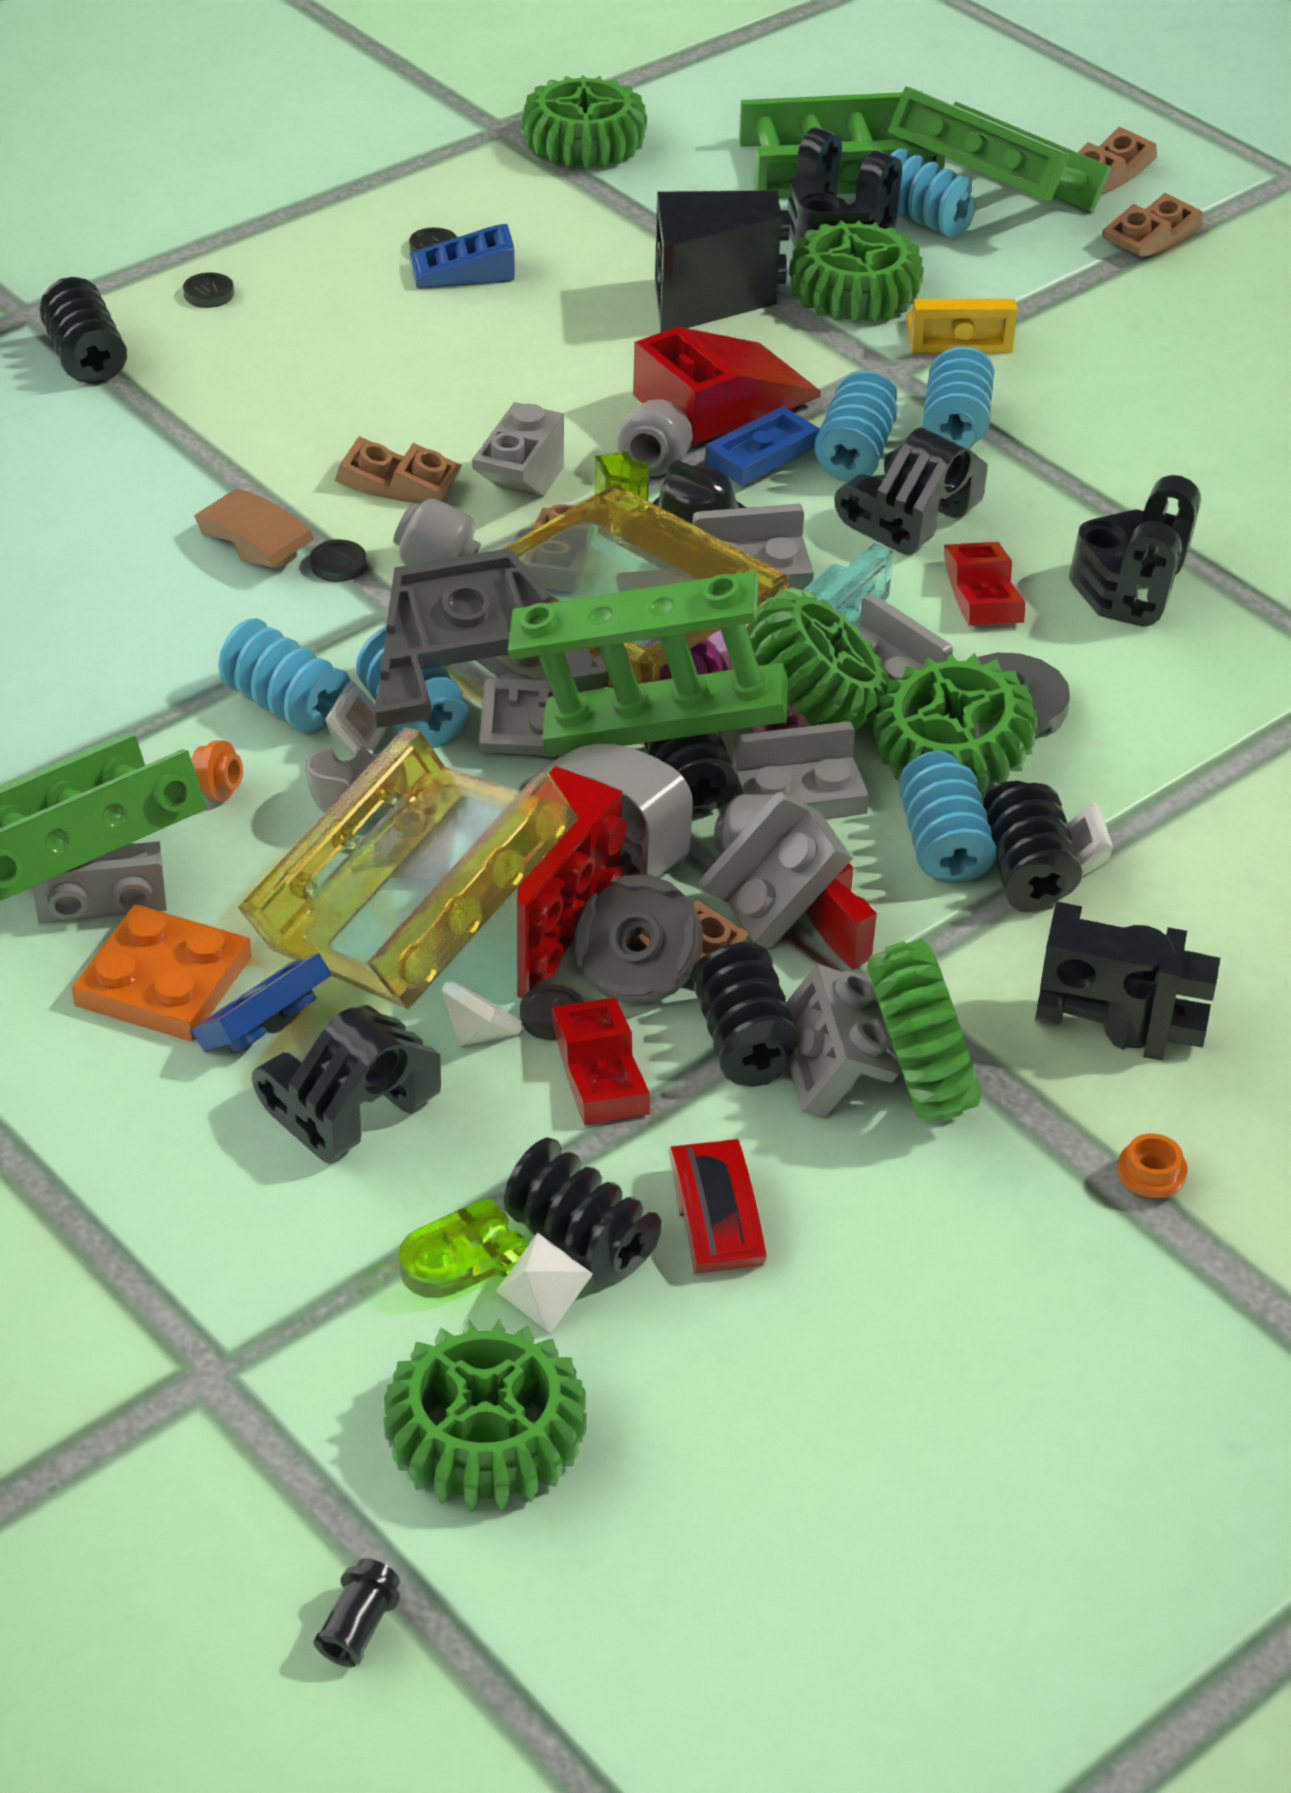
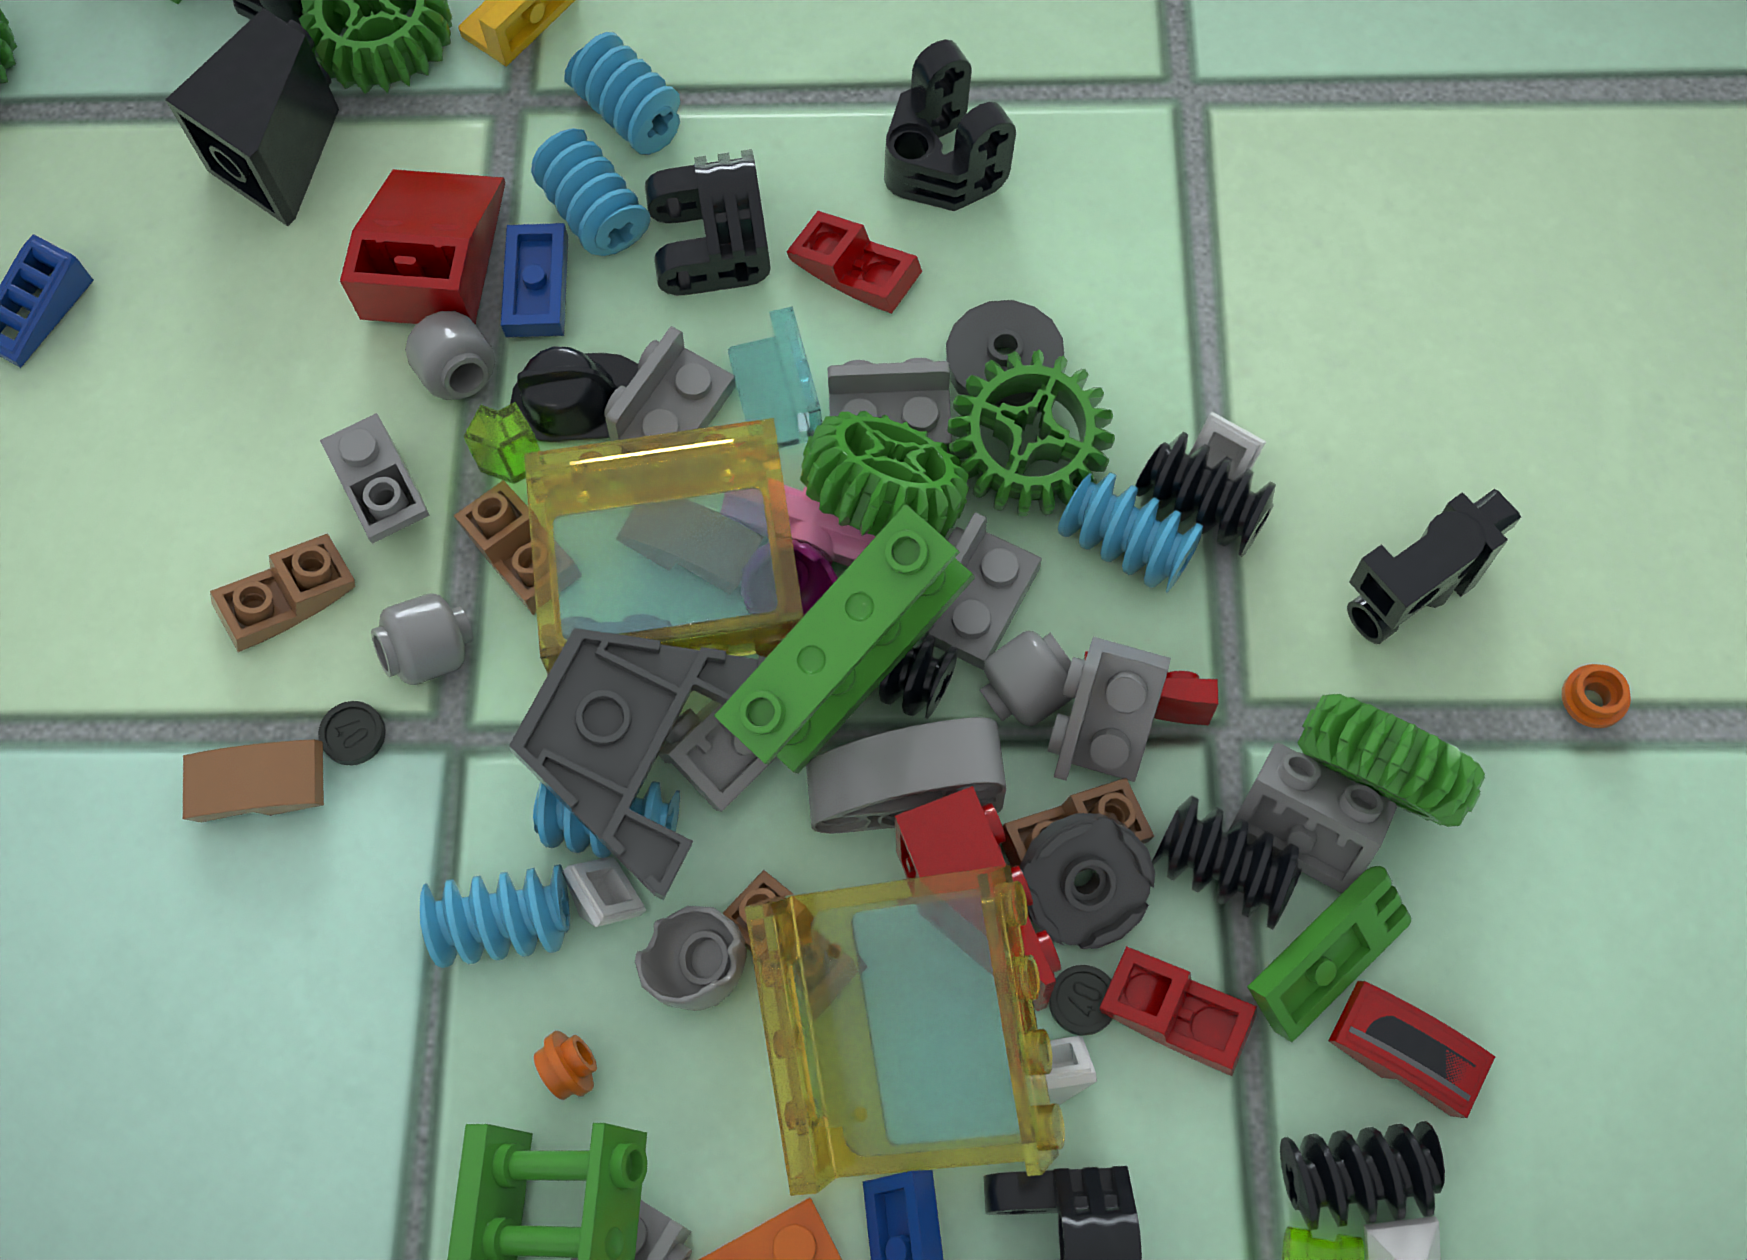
camera: 45 degrees left, 25 degrees up
(737, 1107) = (1330, 953): none -> bright green hinge

